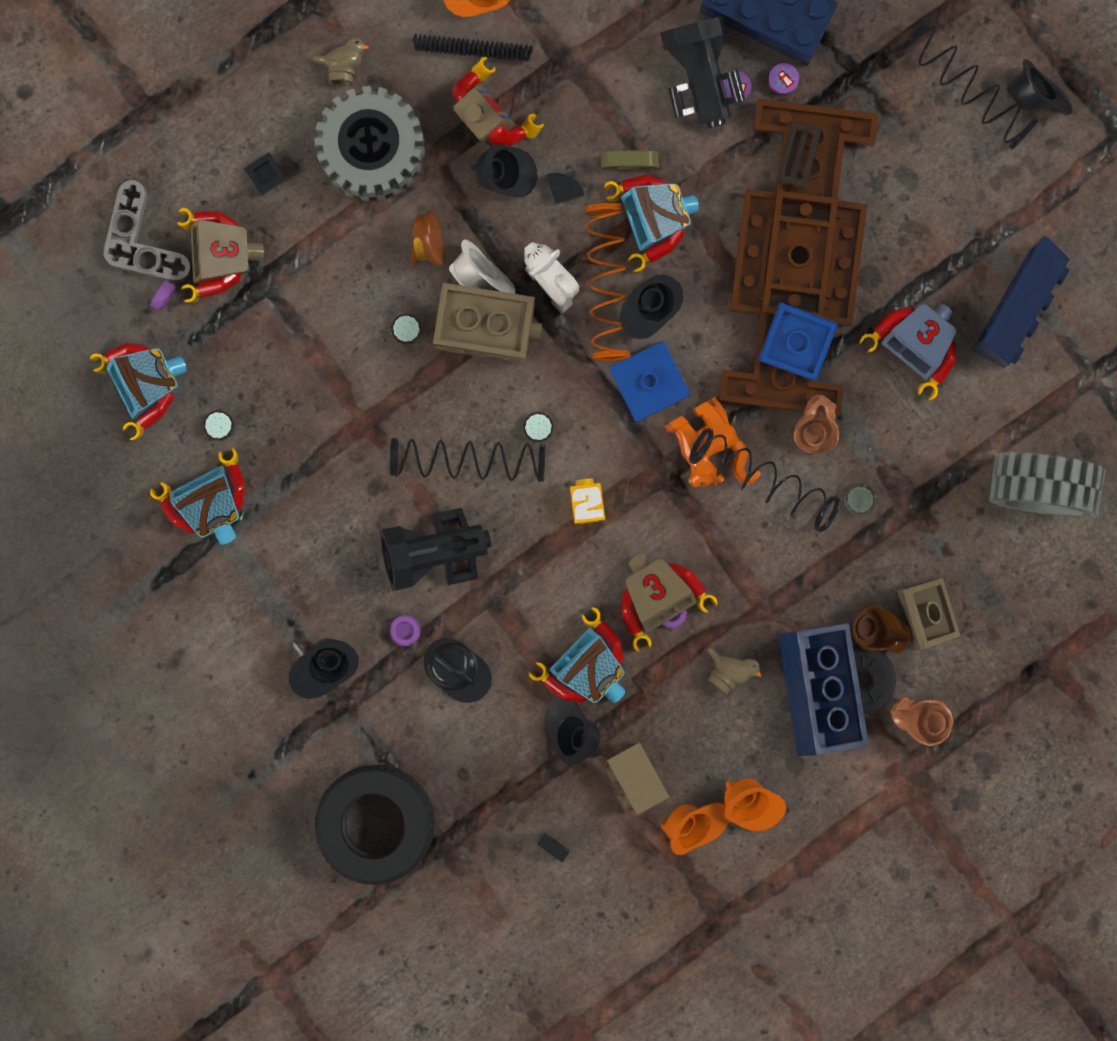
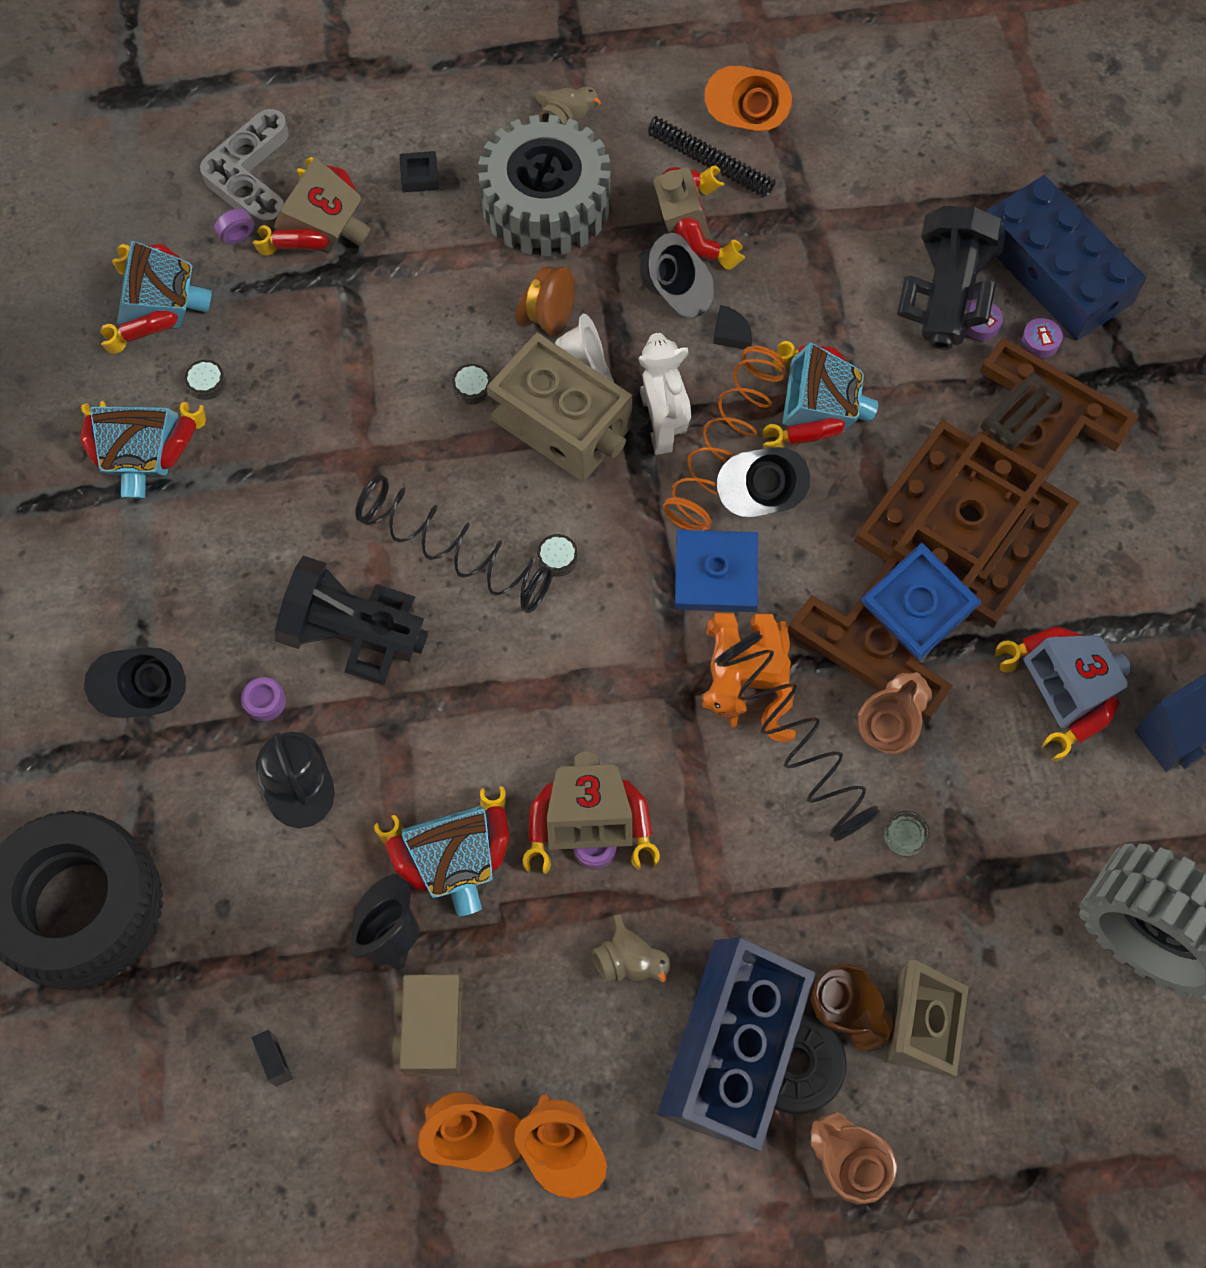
camera: 30 degrees right, 20 degrees down
(587, 502) = (564, 662): brick -> none
(629, 160) = (813, 327): olive beam -> none

